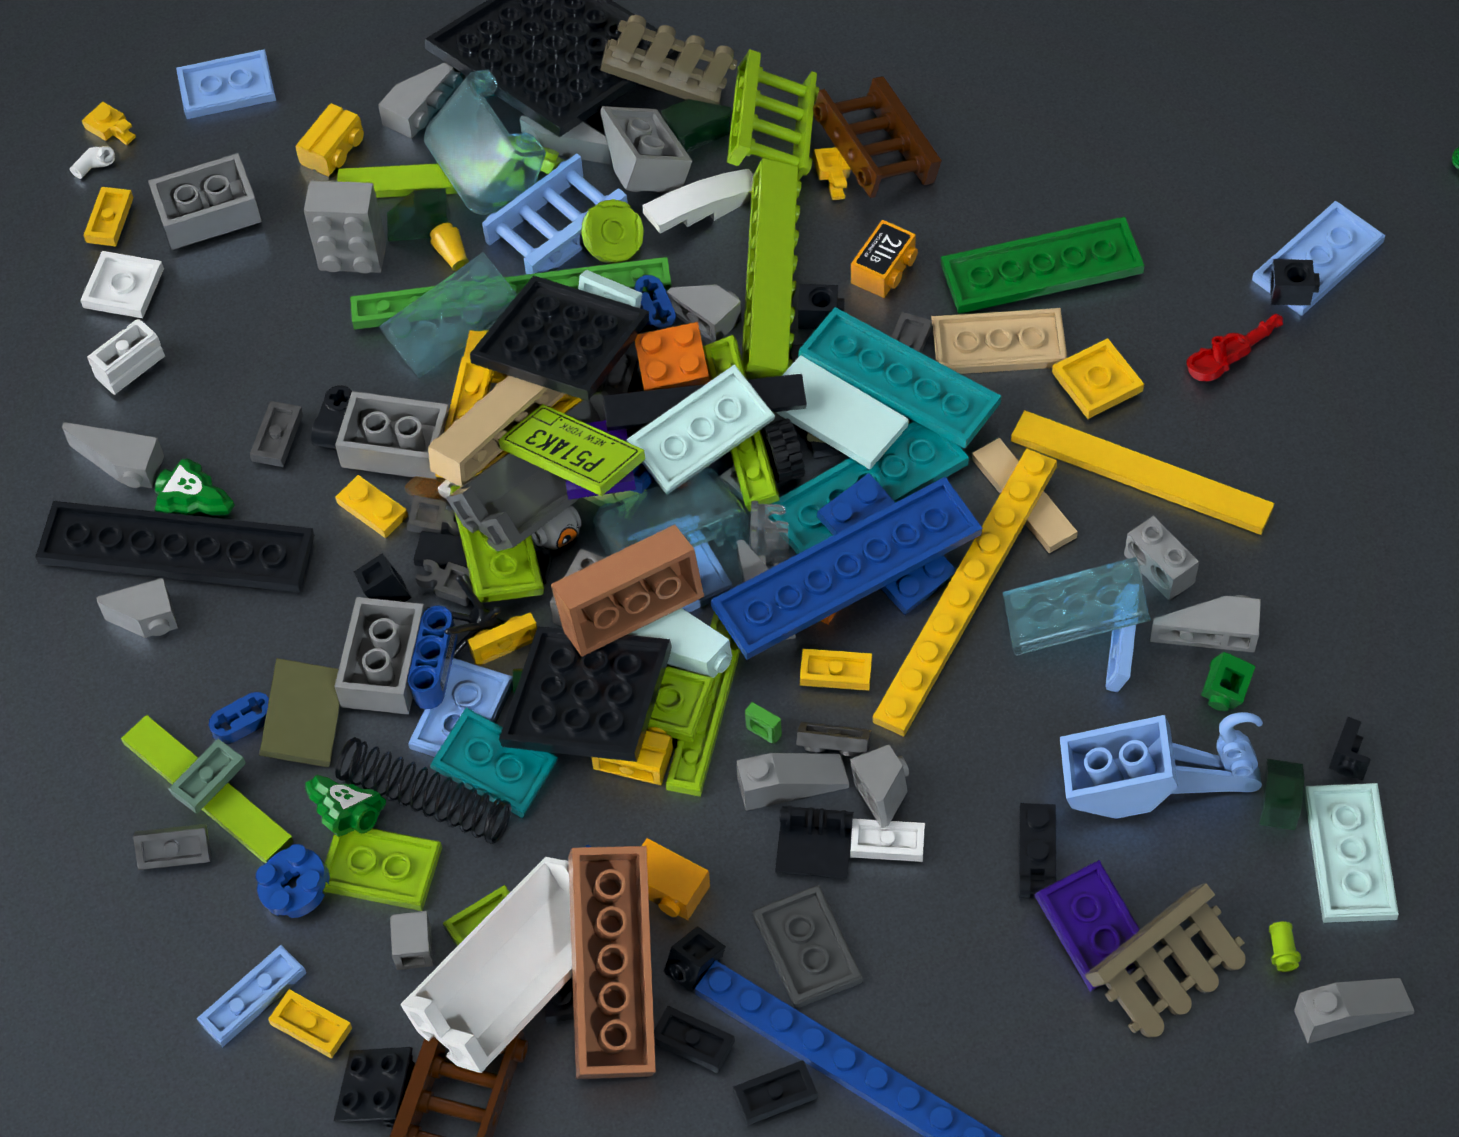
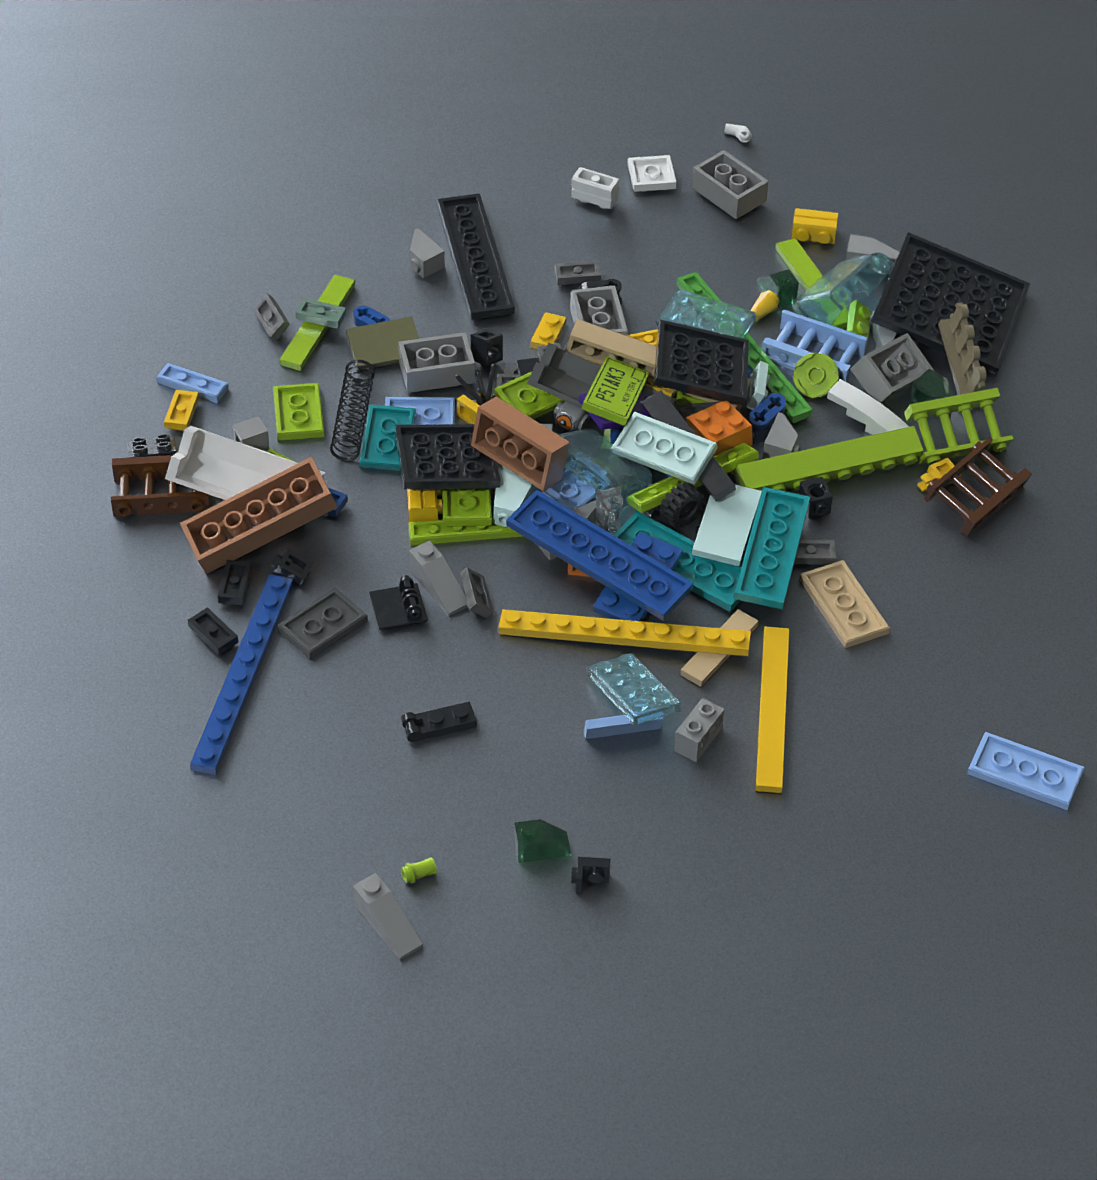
camera: 65 degrees right, 10 degrees down
(108, 122) = (771, 129): yellow plate -> none
(108, 216) = (697, 151): yellow plate -> none
(123, 455) = (526, 211): light grey slope -> none
(190, 491) = (516, 247): green rock -> none
(225, 84) = (834, 170): light blue tile -> none
(283, 866) = (269, 373): blue plate -> none
(344, 805) = (326, 379): green rock -> none
(345, 226) = (737, 244): light grey brick -> none
(436, 670) = (442, 384): blue beam -> none
(674, 881) = (338, 539): light orange brick -> none
(763, 723) = (471, 553): bright green tile -> none
(836, 669) = (530, 582): yellow plate -> none
(881, 781) = (448, 621): light grey slope -> none
(883, 259) = (876, 520): brick -> none
(894, 842) = (413, 640): white plate -> none
(1042, 265) = (922, 609): green plate -> none
(1088, 917) = (392, 761): dark purple tile -> none
(1097, 378) = (838, 662): yellow plate -> none
(1137, 766) = (513, 737): light blue slope -> none
(1151, 965) = (392, 804): dark tan fence -> none
(1213, 362) = (896, 726): red piece -> none
(1216, 624) = (660, 773): light grey slope -> none
(1234, 675) = (615, 781): green brick -> none
(1293, 282) = (981, 748): black brick -> none
(1350, 853) = (511, 896): light aqua tile -> none

